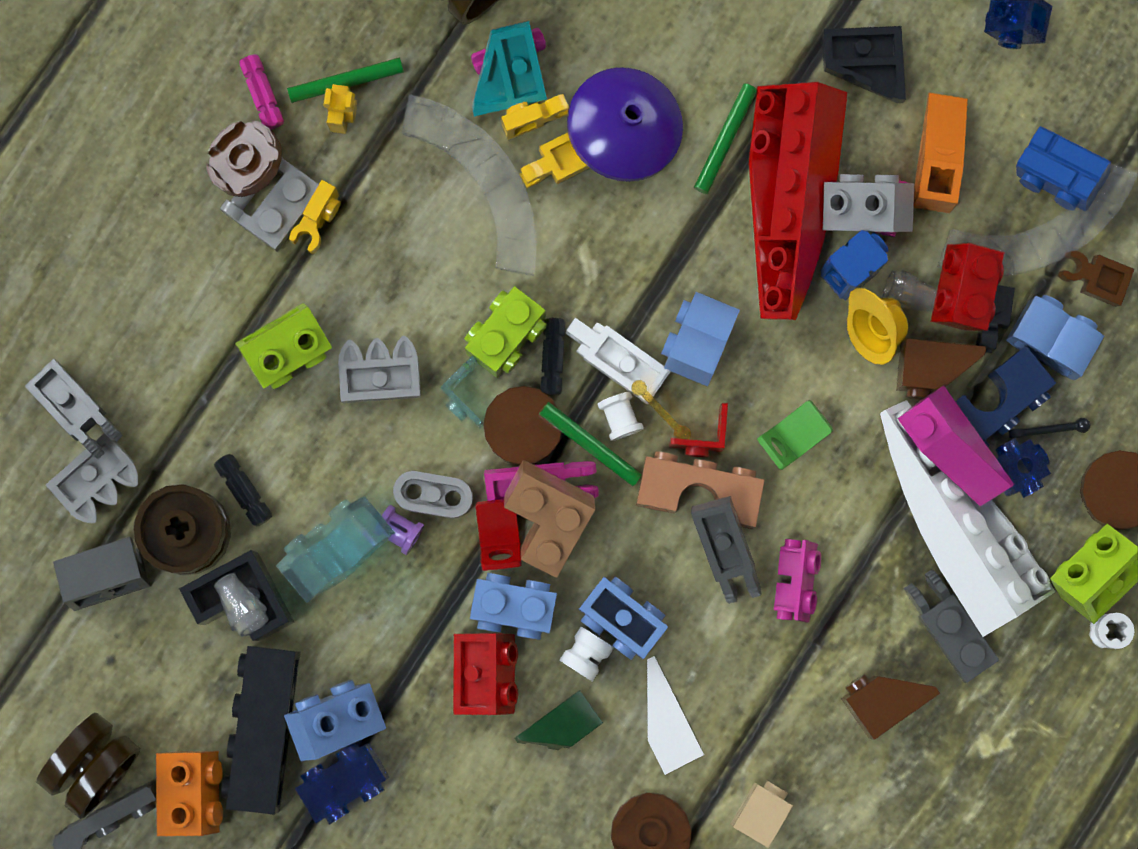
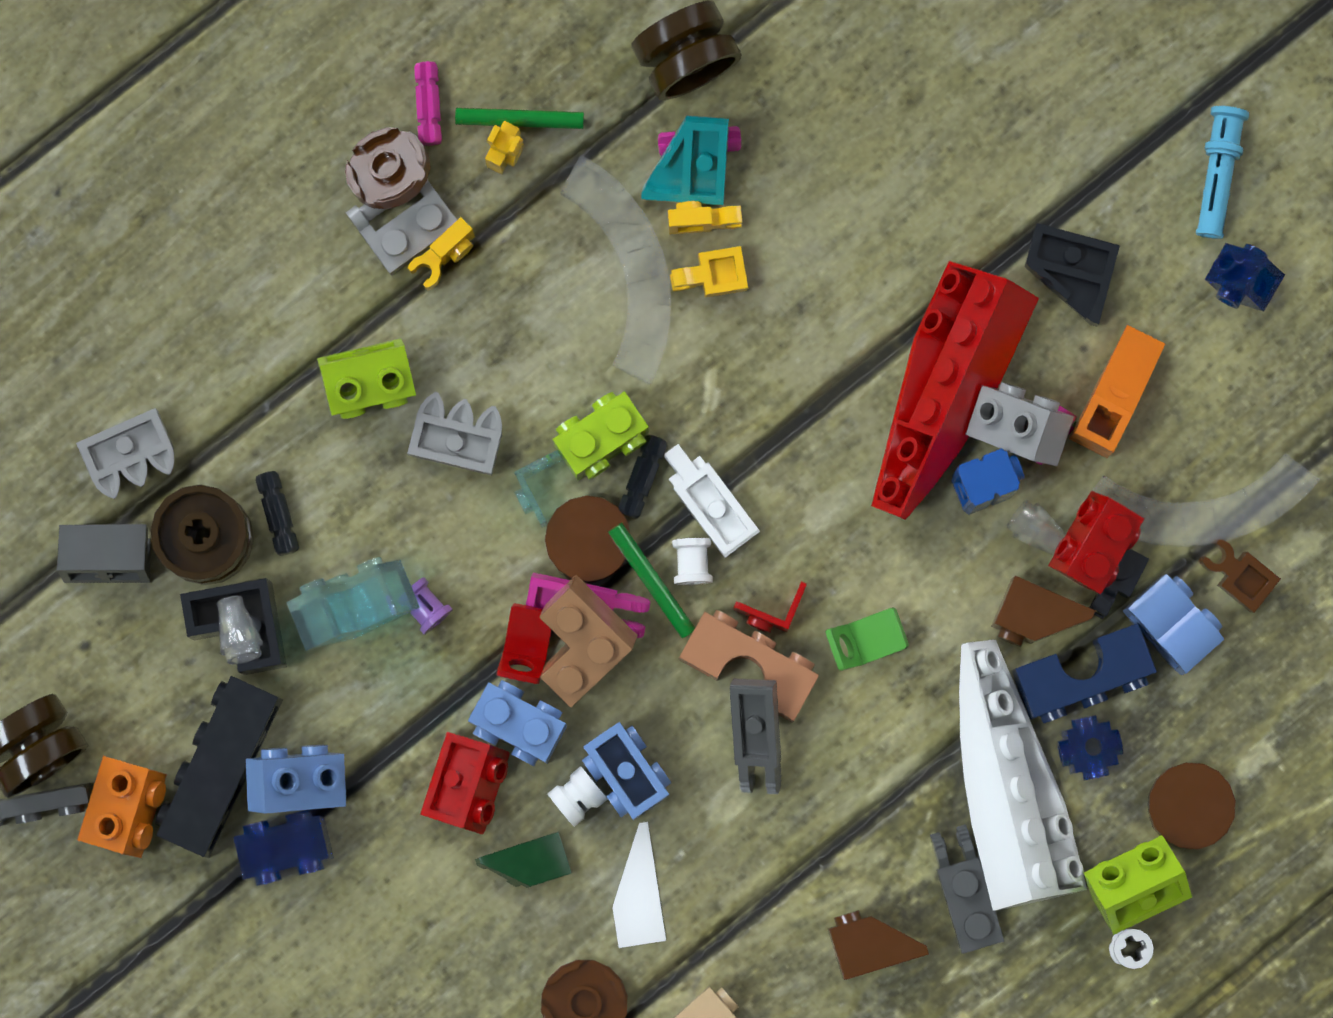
camera: 20 degrees right, 0 degrees up
(71, 406) = (128, 369): hinge -> none
(433, 495) = (472, 581): light grey plate -> none
(612, 141) = (775, 272): dark purple dish -> none
(640, 388) = (750, 598): clear yellow hinge -> none
(700, 339) = (801, 507): medium blue brick -> none
(725, 138) = (897, 305): green bar -> none
(799, 595) = (816, 810): dark pink hinge -> none
(875, 325) = (989, 552): yellow piece -> none
(955, 446) = (1026, 703): dark pink slope -> none
(1062, 170) = (1238, 451): blue brick -> none
(1081, 425) = (1173, 724): black hinge -> none

